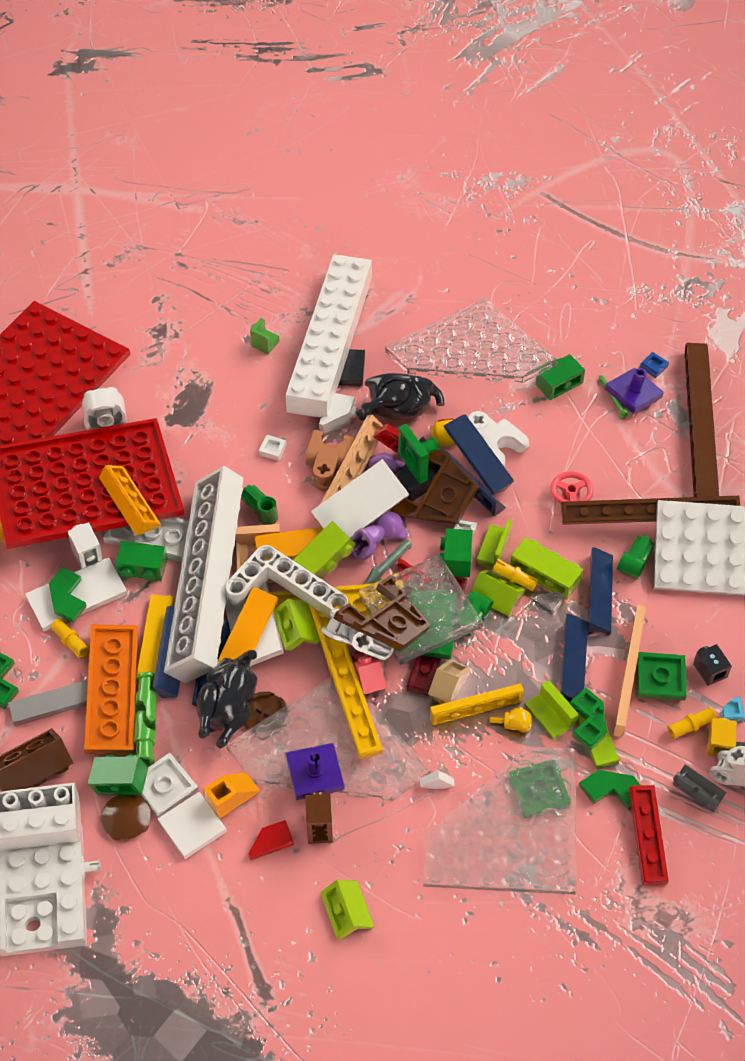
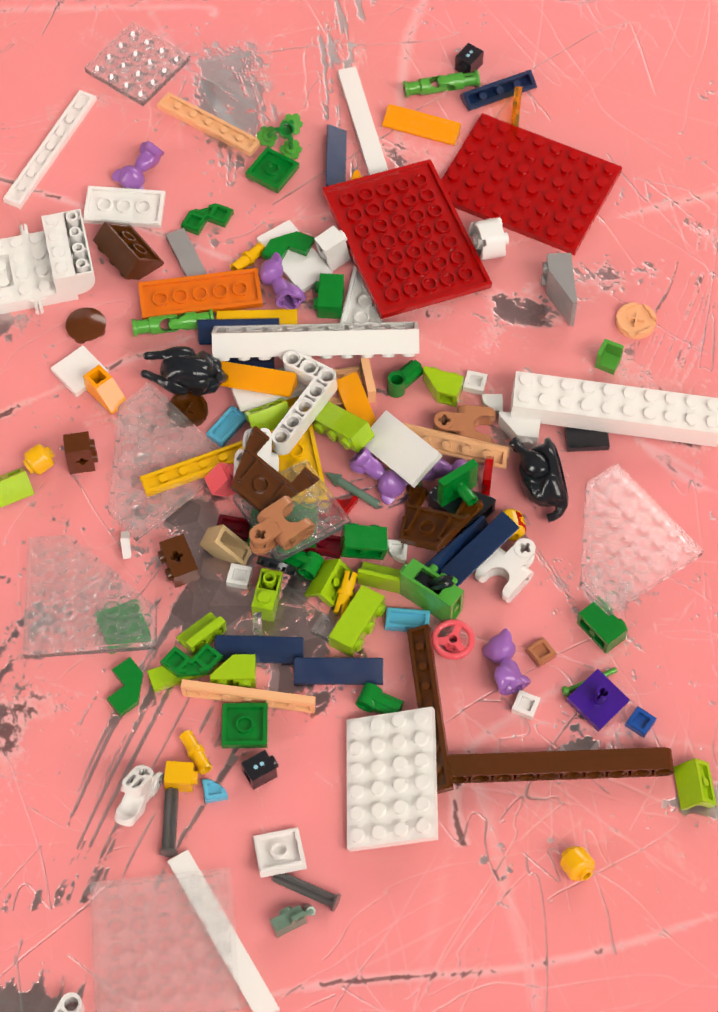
camera: 85 degrees right, 5 degrees up
(101, 611) = (287, 294): none -> medium lavender animal
(118, 775) = (116, 309): brick -> none
(128, 499) = (385, 271): light orange slope -> none
(167, 785) = (115, 347): white tile -> none
(179, 357) = (560, 284): none -> light grey slope
(221, 315) = (636, 320): none -> light nougat tile
(271, 840) = (66, 424): red tile -> none
(276, 470) = (443, 385): none -> lime slope
(292, 674) = (226, 426): none -> medium azure tile
(300, 434) = (494, 401): none -> white tile
(315, 770) = (124, 445): dark purple tile -> none
(315, 869) = (38, 459): none -> yellow head
(452, 615) = (276, 530): none -> nougat piece
(464, 726) = (178, 550): none -> reddish brown brick
(476, 704) = (204, 574): yellow tile -> none
(479, 635) = (276, 565): none -> black wheel
(483, 673) = (239, 576): none -> white tile
(514, 642) = (267, 594): none -> lime slope
(516, 719) = (190, 603): yellow piece -> none
(523, 495) = (431, 590): none -> bright green piece
(544, 527) = (402, 619): none -> medium azure tile
(550, 654) = (257, 624): none -> clear tile
(582, 428) = (540, 652): none -> nougat tile
(584, 452) = (507, 675): none -> medium lavender animal
(601, 678) = (236, 671): none -> lime slope
(637, 445) = (525, 705): none -> white tile
(648, 835) = (80, 713): red tile -> none
(699, 788) = (118, 762): dark grey hinge -> none
(718, 335) = (694, 784): none -> lime panel

